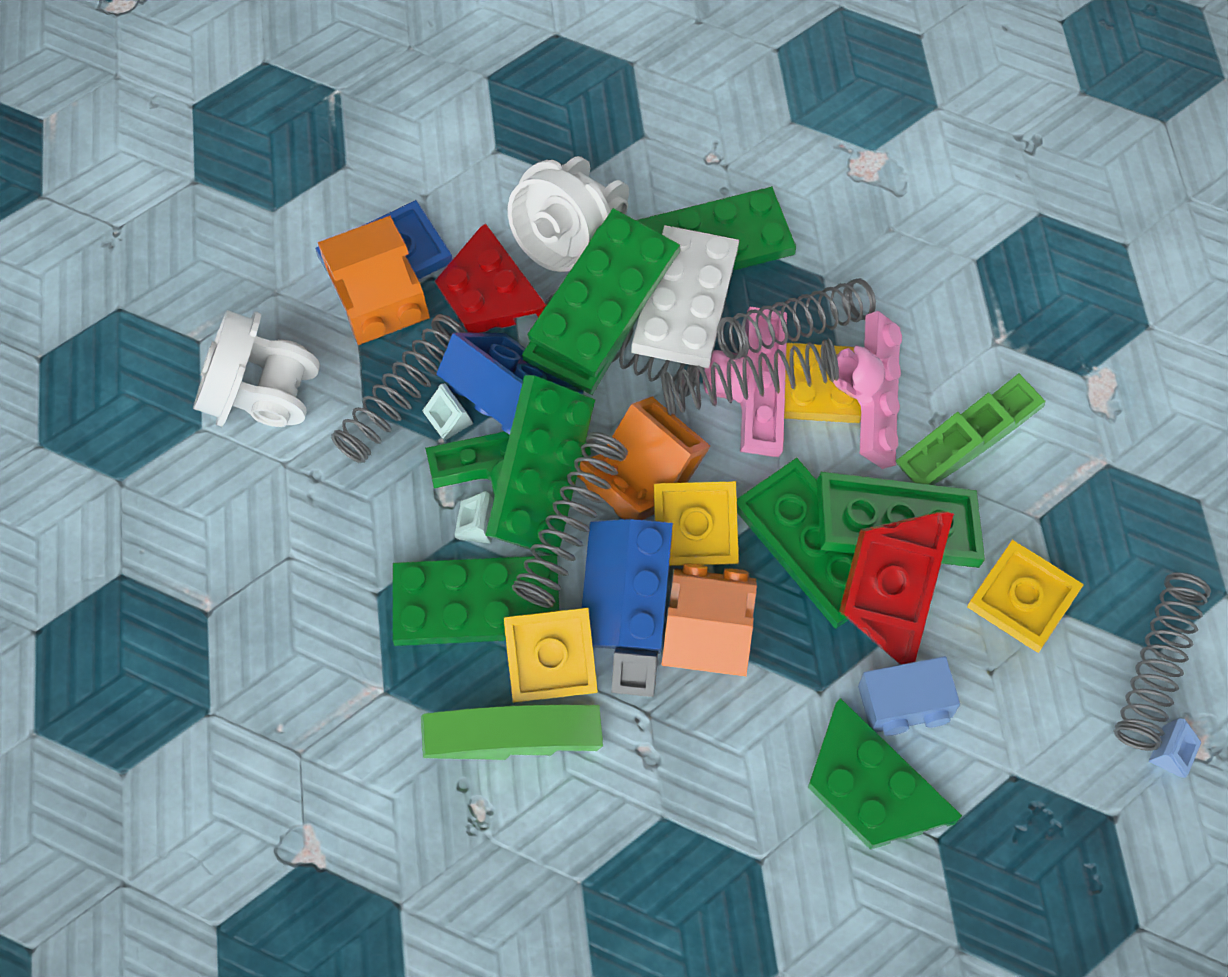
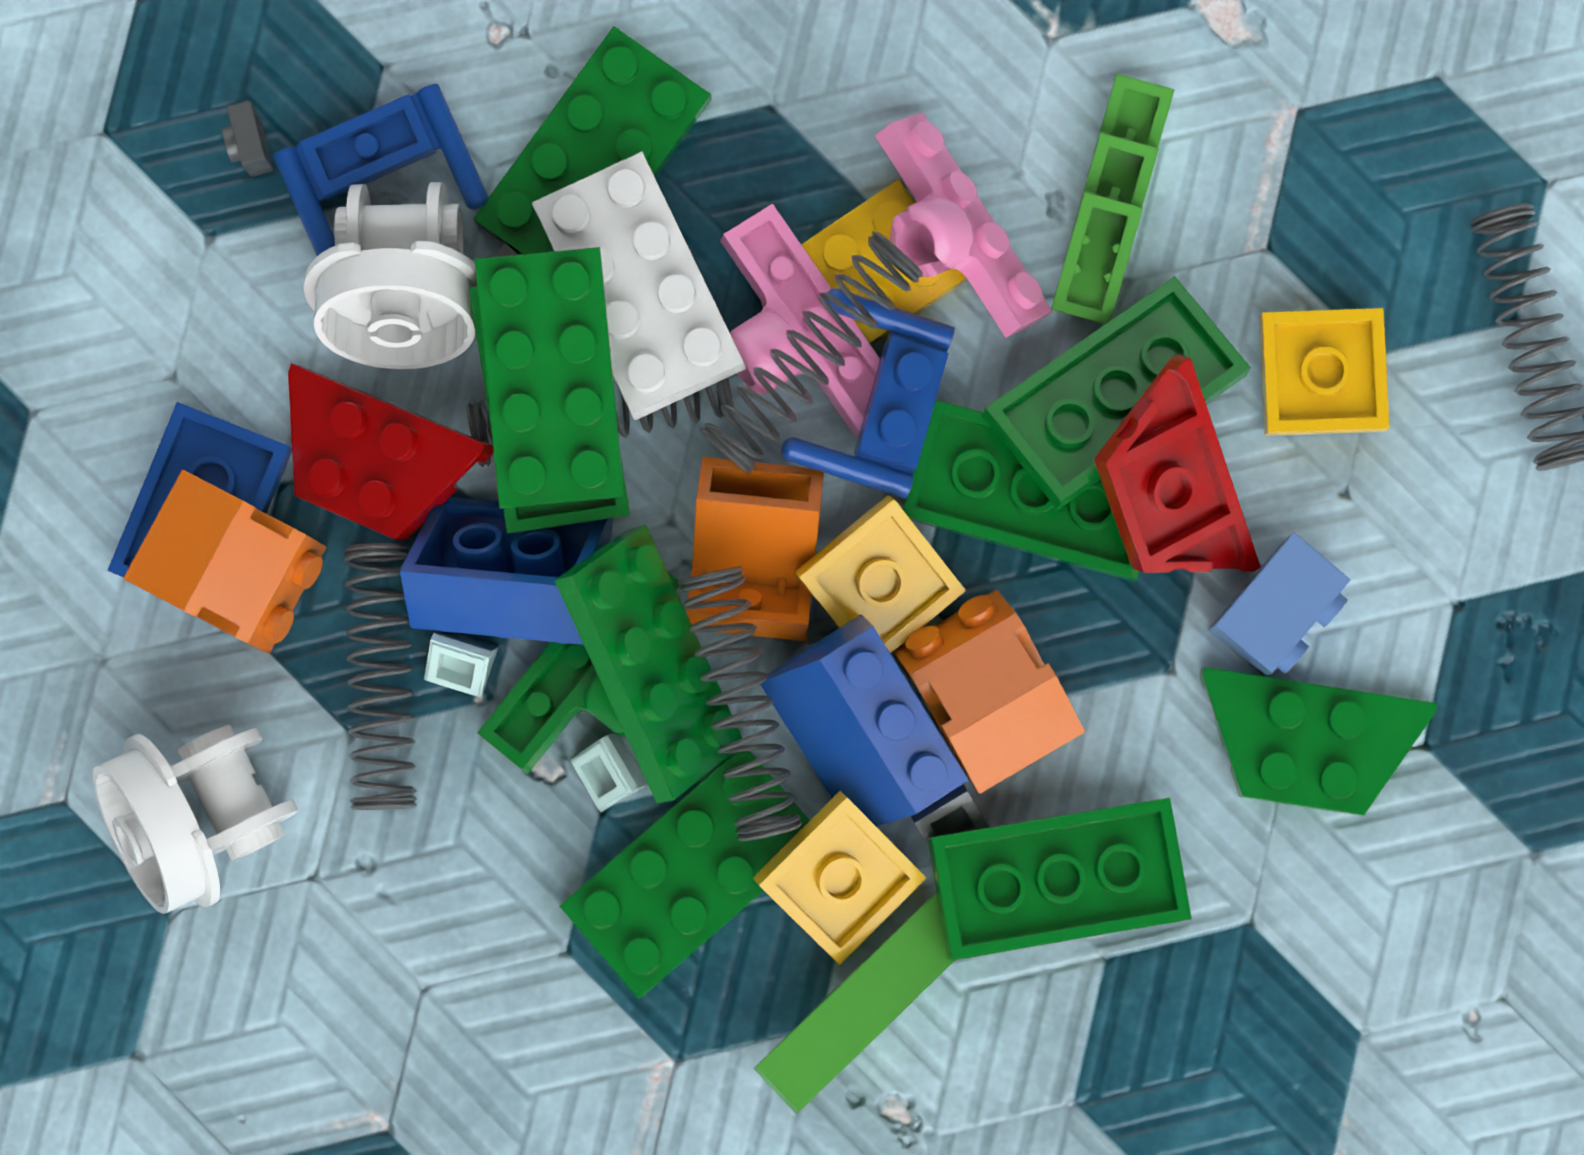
camera: 35 degrees left, 20 degrees up
(552, 116) = (247, 139): none -> dark grey plate
(613, 161) = (370, 149): none -> blue plate
(670, 746) = (1059, 879): none -> green plate
(775, 444) = (897, 405): none -> blue plate
(848, 306) = (772, 314): dark grey piece -> none

